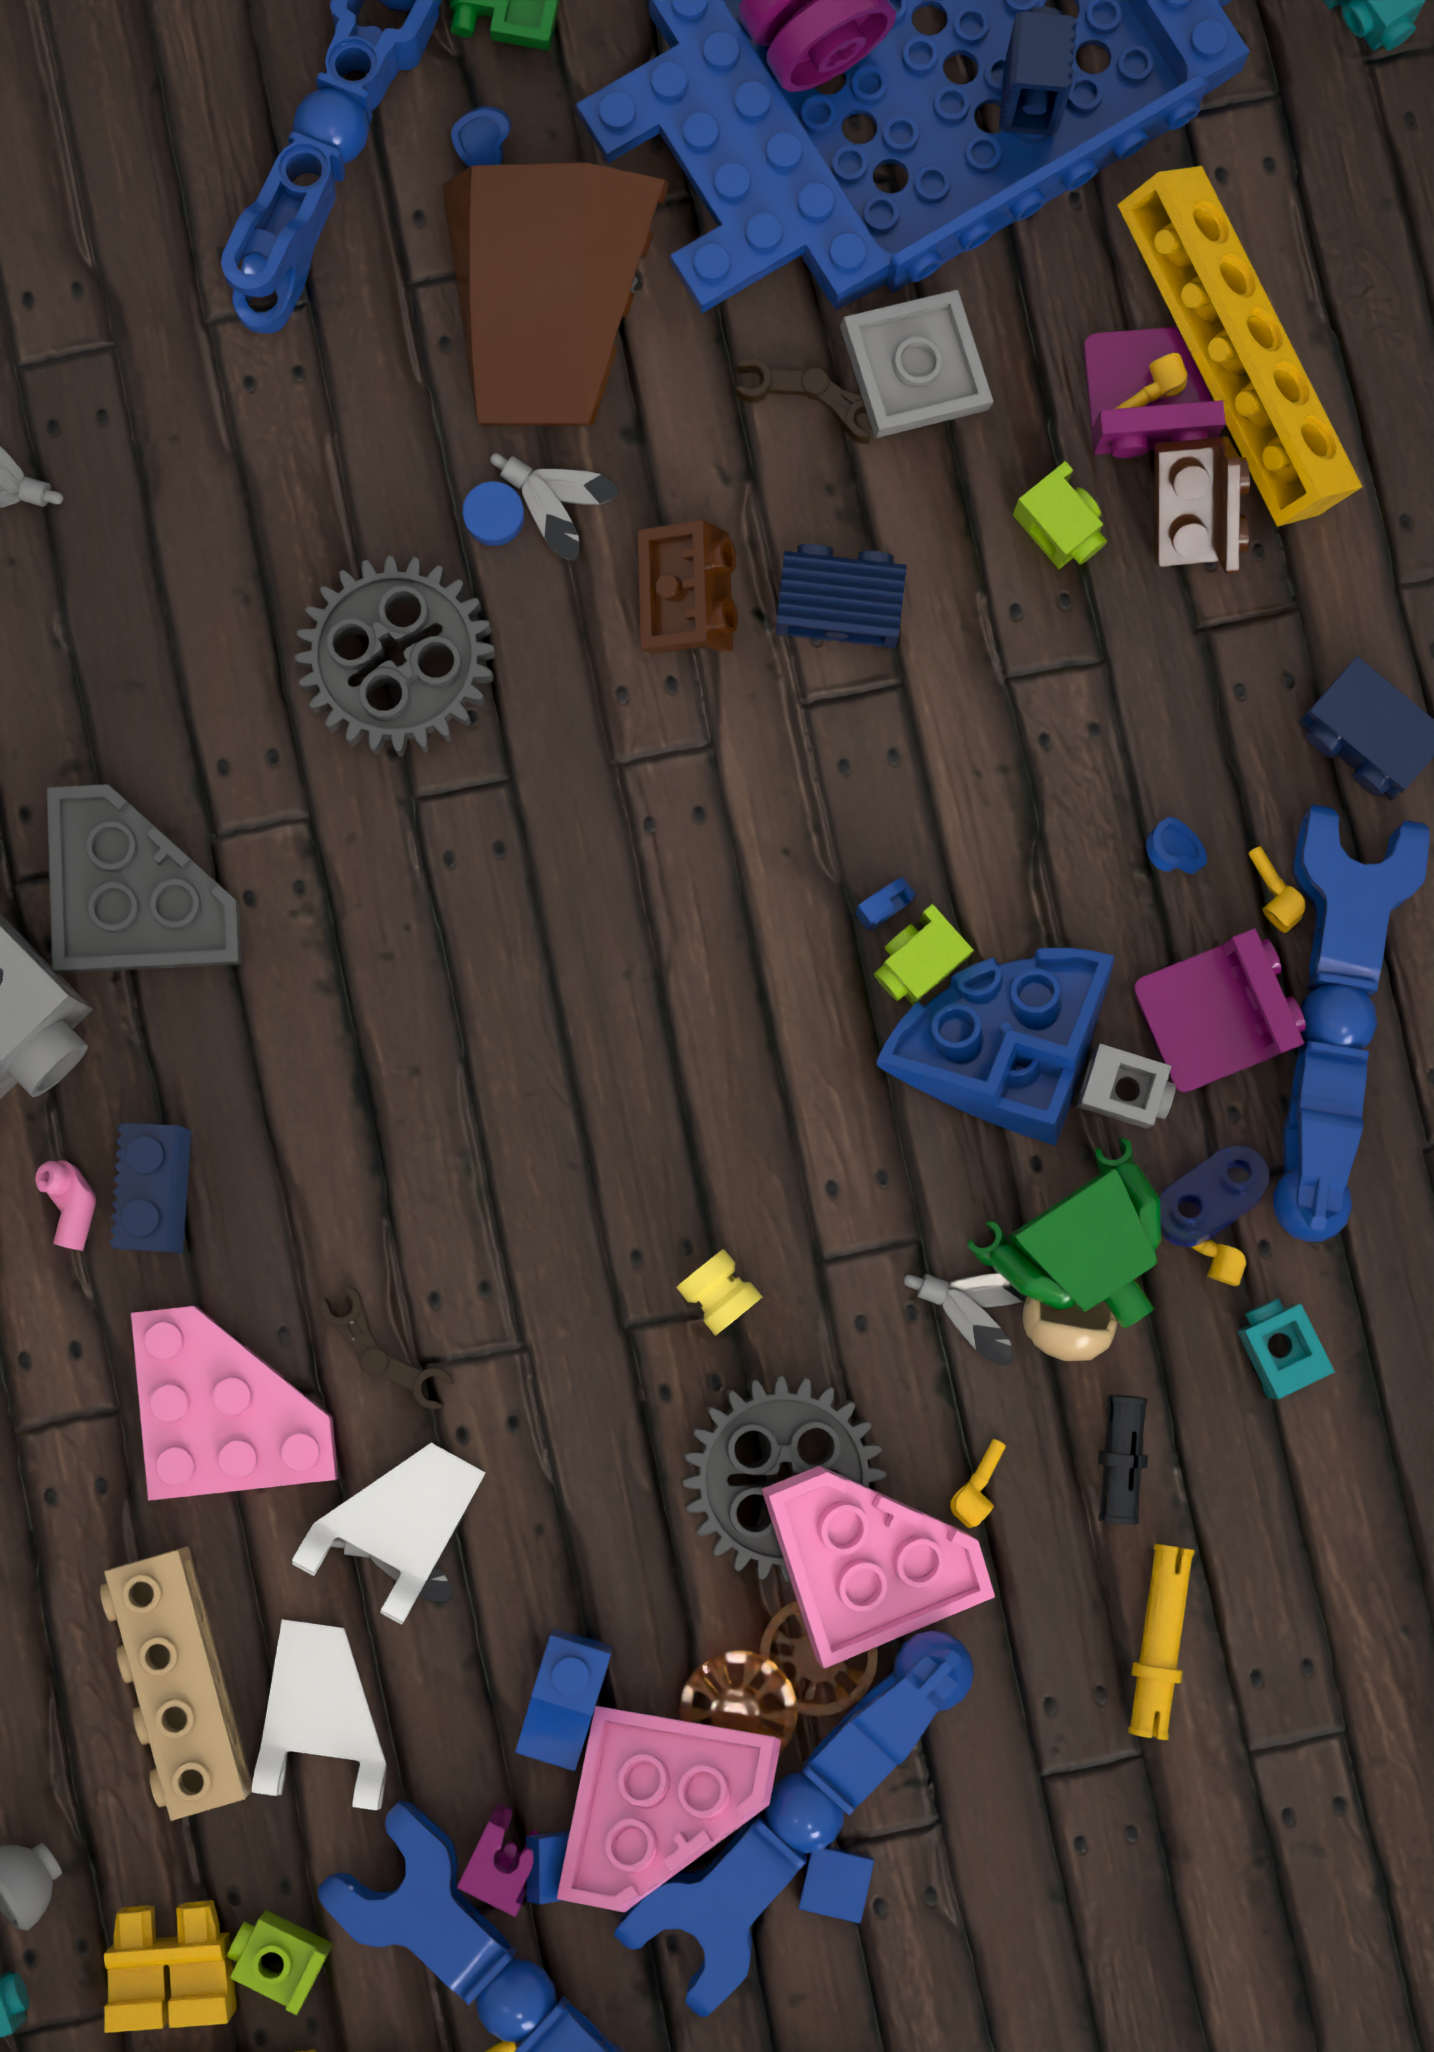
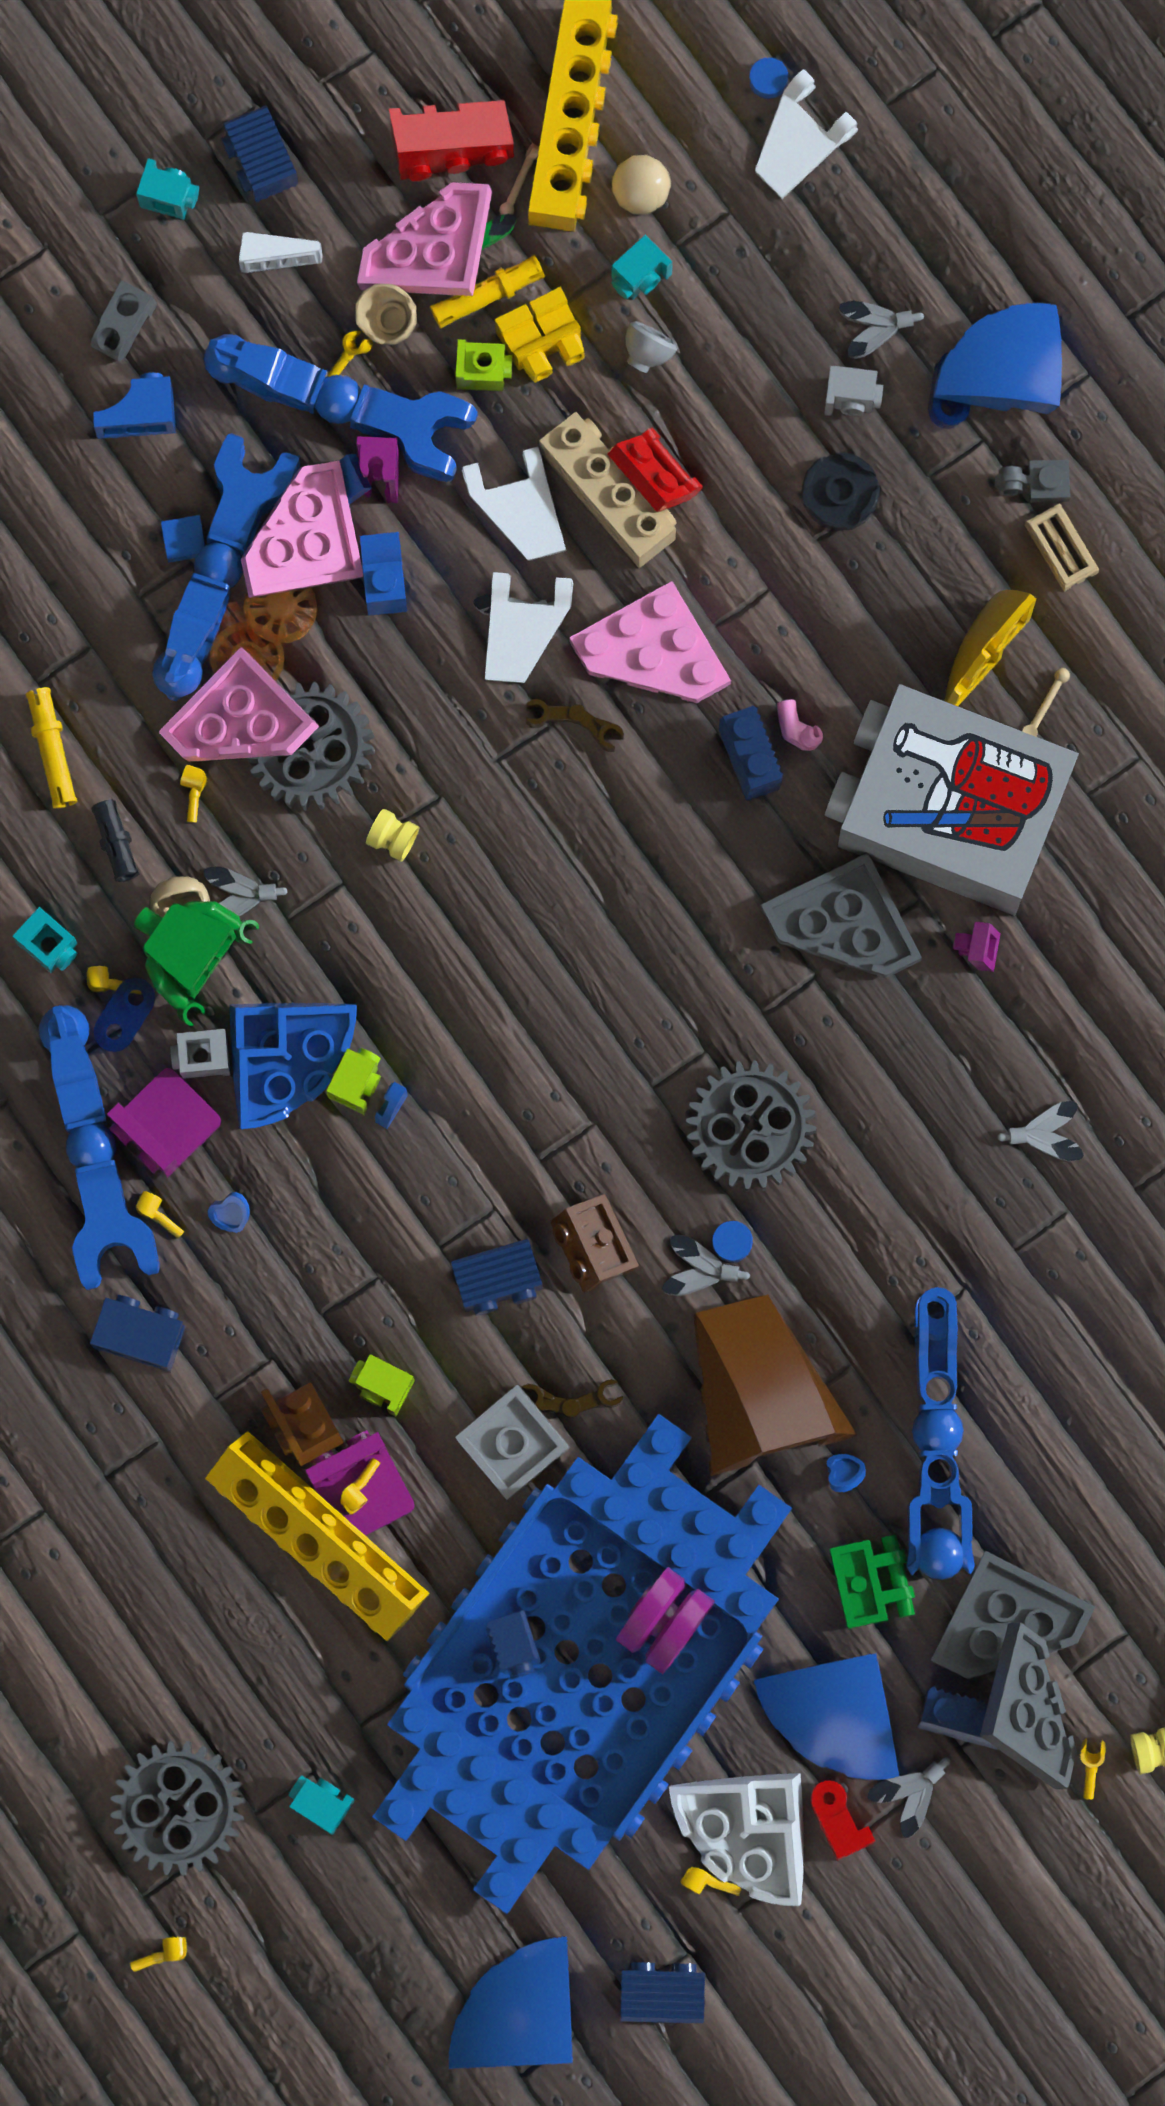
camera: 160 degrees right, 5 degrees down
(97, 1678) = (654, 471): none -> red plate

